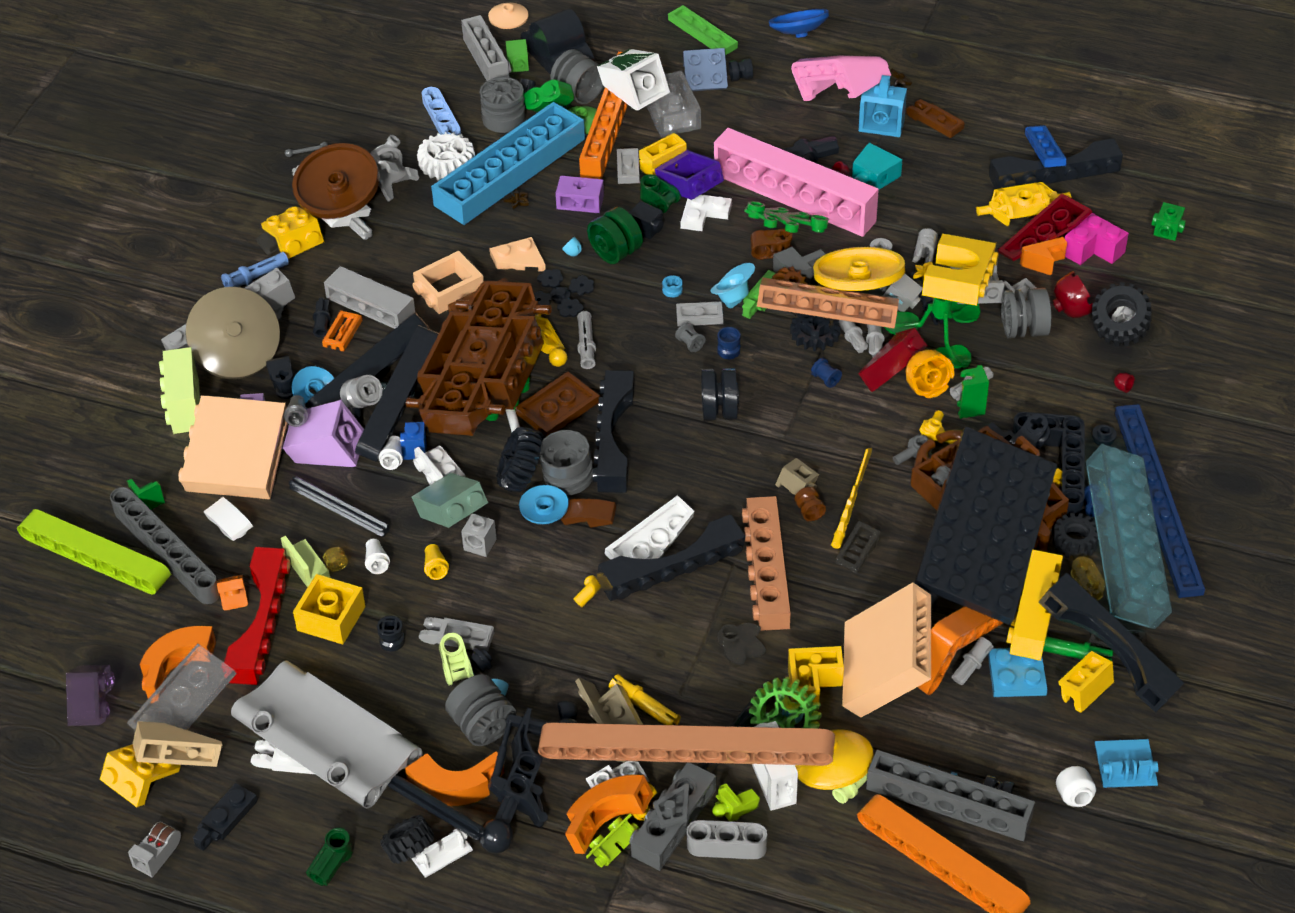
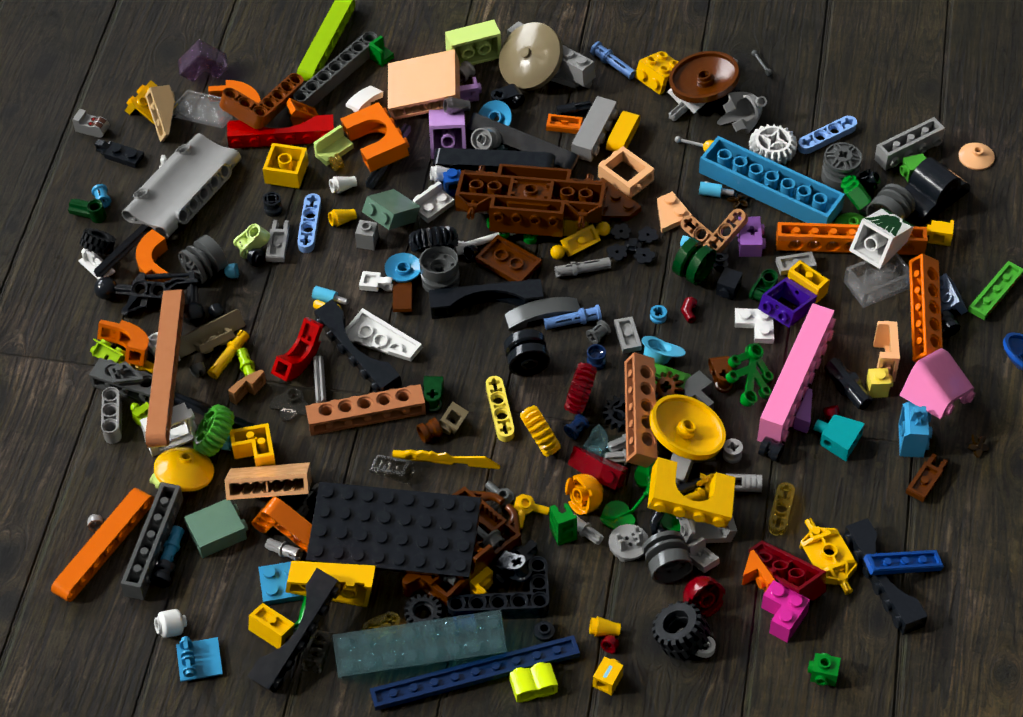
camera: 80 degrees right, 5 degrees up
(224, 618) = (260, 114): none -> dark orange beam
(279, 502) = (372, 120): none -> orange arch
(308, 839) = (102, 195): none -> dark azure bush
(383, 273) = (623, 131): none -> yellow beam
(429, 208) = (678, 139): none -> light grey hinge
(434, 595) = (309, 223): none -> light blue beam
(497, 215) = (714, 190): none -> medium azure piece
(557, 539) = (373, 280): none -> white plate
(569, 588) = (326, 295): none -> medium azure piece
(573, 223) = (710, 237): none -> medium nougat beam
(614, 45) = (940, 232): none -> yellow brick
(646, 387) = (540, 309): none -> dark grey slope
(662, 349) = (583, 316): none -> medium blue pin
(662, 621) = (302, 352): none -> red arch
(668, 683) = (247, 365): none -> lime pin
(670, 261) = (686, 309): none -> dark red arm
(703, 678) = (251, 383): none -> medium nougat slope
(706, 608) = (319, 378): none -> light grey axle
(731, 72) = (925, 306): none -> orange brick
(748, 488) = (433, 392): none -> dark green piece
(775, 109) = (887, 338): none -> light nougat panel
(784, 442) = (500, 408): none -> light yellow beam
(796, 360) = (580, 388): none -> dark red gear
(811, 126) = (878, 382): none -> light yellow brick
(840, 393) = (540, 430): none -> yellow gear
(853, 358) = (597, 441): none -> clear light blue plate
(884, 221) = (771, 449): none -> black wheel
(901, 868) = (98, 522): none -> light grey hinge
(931, 729) = (216, 527): none -> sand green brick
(954, 221) = (784, 516): none -> clear yellow beam
(975, 325) = (655, 522): none -> black arm
(991, 350) = (620, 546): none -> light grey plate
(1103, 386) = (603, 627): none -> yellow cone
(1167, 386) = (608, 675): none -> yellow brick
(1174, 448) = (533, 682): none -> neon yellow brick

